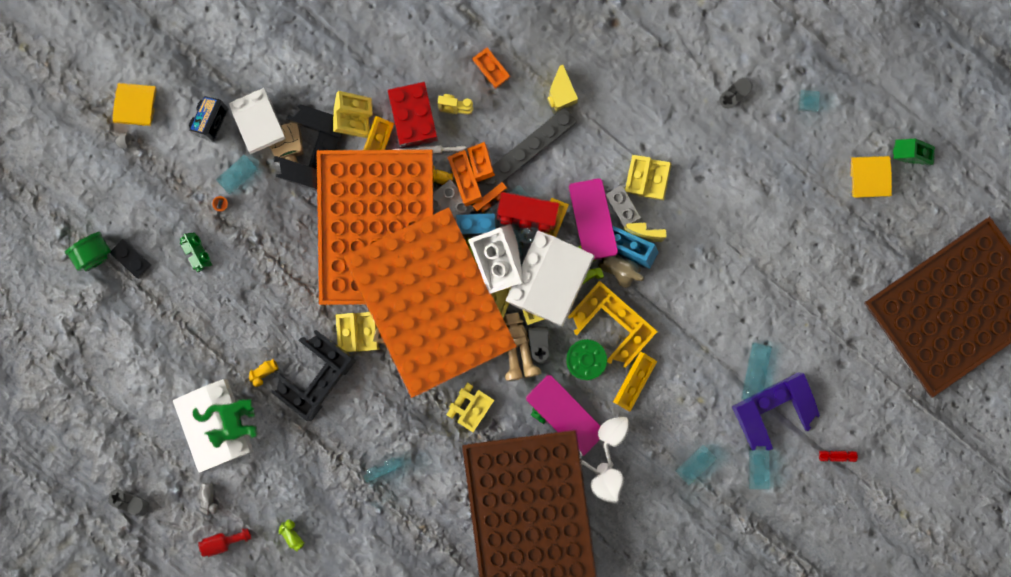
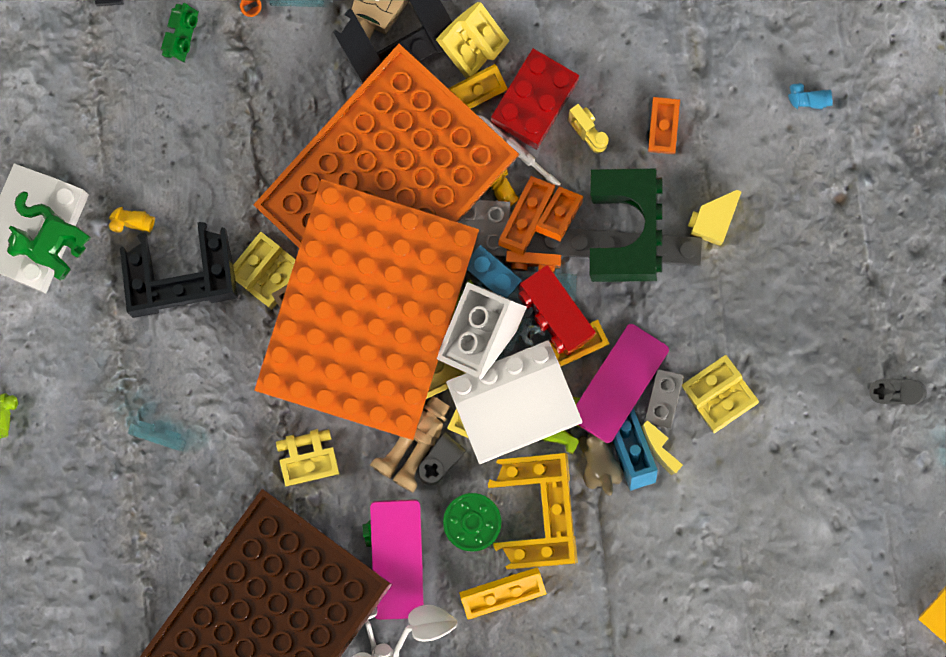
camera: 45 degrees right, 0 degrees up
(510, 112) = (640, 258): none -> dark green arch

